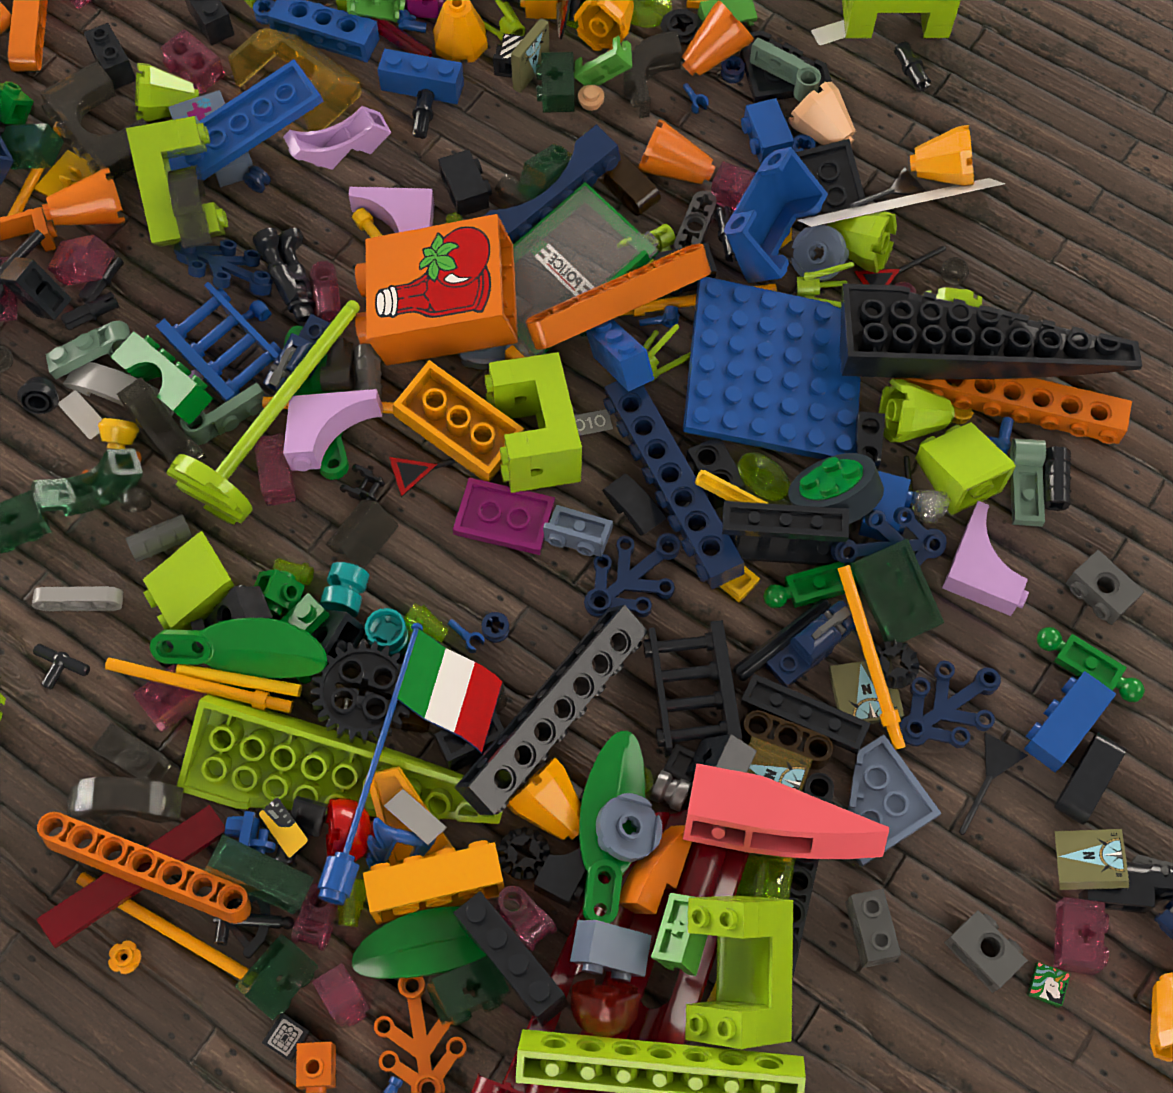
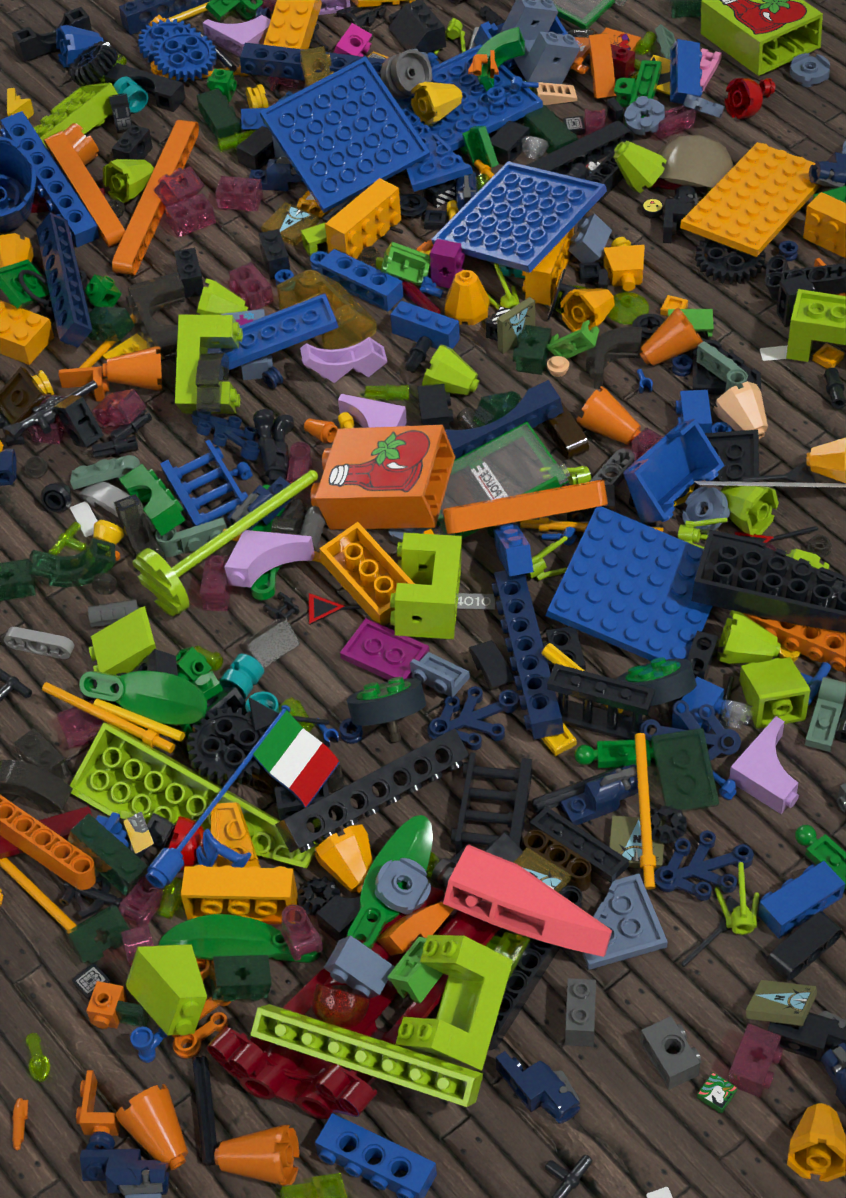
camera: 20 degrees right, 15 degrees down
(68, 449) = (67, 539): none -> clear neon green piece
(228, 36) = (283, 274): none -> blue bush
(338, 237) = (322, 430): none -> orange cone
(350, 1070) = (131, 1014): none -> clear green tile
(393, 1036) = (168, 986): none -> lime slope
(395, 643) = (264, 716): none -> black piece
(401, 170) = (387, 392): none -> clear neon green axle
(415, 816) = (238, 839): light grey sticker -> none
(472, 131) = (451, 371): none -> lime cone
(511, 958) = (280, 956): black arch -> none
(533, 588) = (386, 703): none -> black wheel
(763, 476) = (602, 662): clear neon green dish -> none
(856, 1033) = (540, 1087): none -> dark blue plate
(891, 27) = (828, 356): none -> light orange tile
(946, 598) = (727, 788): none -> blue hand
(1013, 761) = (741, 919): none -> lime plant

